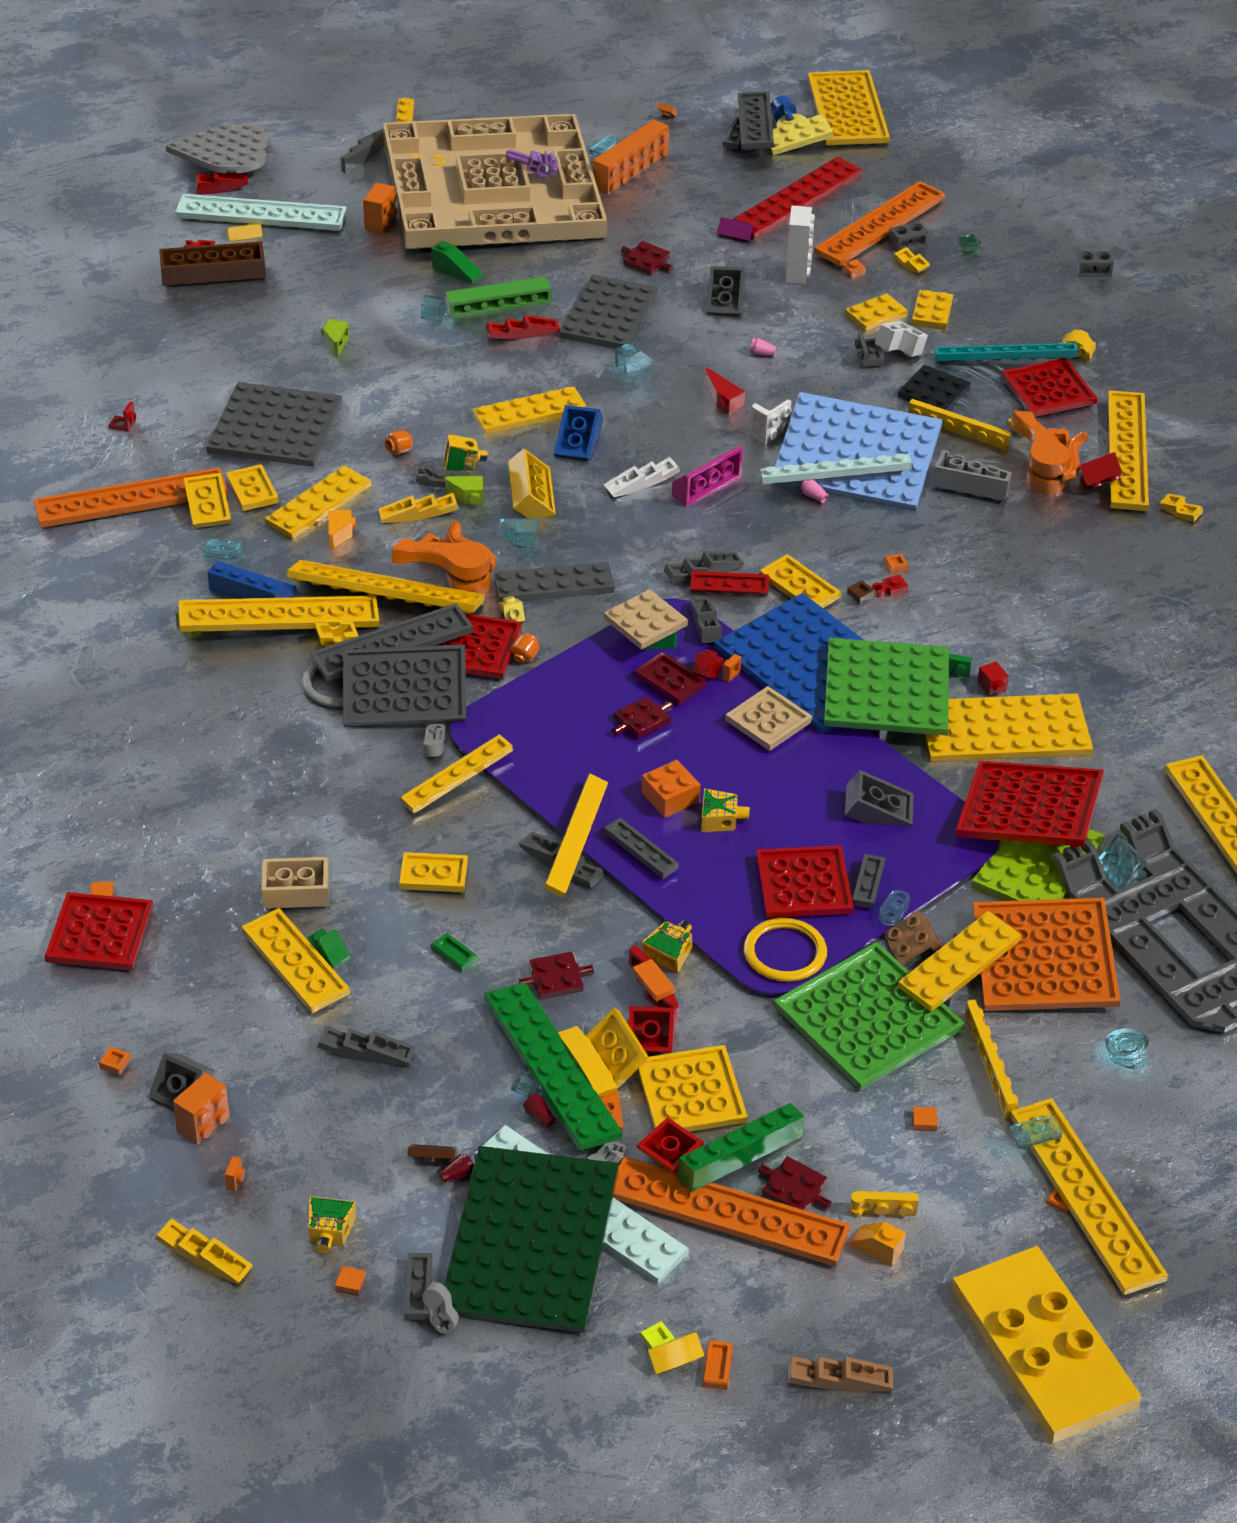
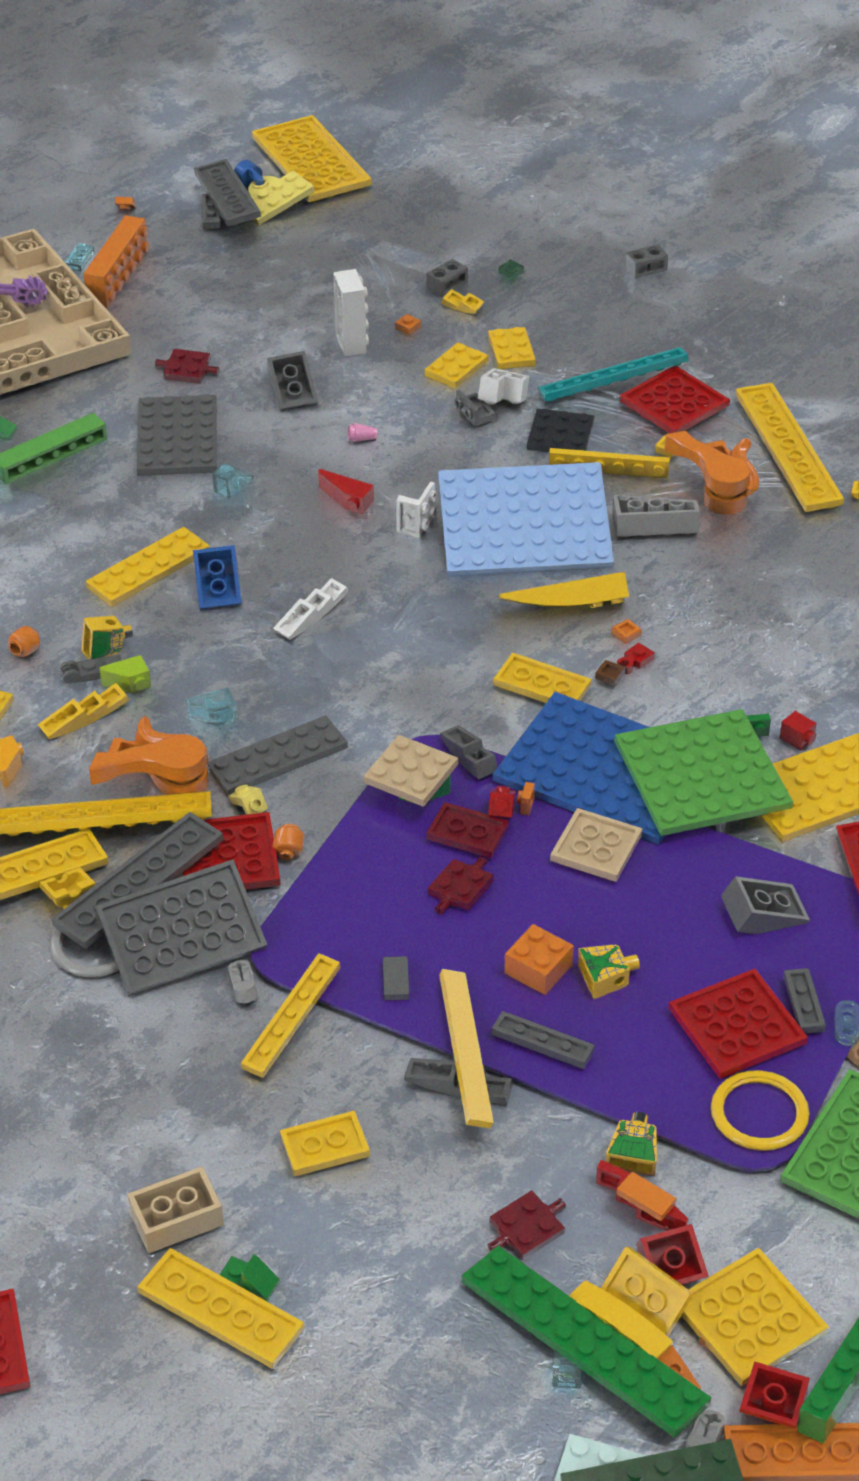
camera: 20 degrees left, 0 degrees up
(360, 1046) = (364, 1390): dark grey slope -> none
(454, 952) = (397, 1235): green tile -> none
(520, 329) = (99, 474): red slope -> none
(531, 486) = (196, 652): yellow slope -> none
(538, 1110) = (598, 1401): dark red cone -> none
(552, 771) = (396, 978): none -> dark grey tile
(708, 477) = (383, 589): dark pink slope -> none
(710, 561) = (433, 689): dark grey slope -> none
(729, 583) = (468, 702): red plate -> none
(735, 229) = (265, 312): magenta tile -> none
(800, 193) = (307, 265): red plate -> none
(814, 490) = (500, 574): bright pink cone -> none
(836, 469) = (515, 545): light aqua plate -> none
(865, 520) = (574, 593): none -> yellow wedge
(877, 223) = (410, 270): orange plate -> none
(1084, 343) = (677, 340): yellow cylinder -> none
(1101, 470) = (782, 474): red slope -> none

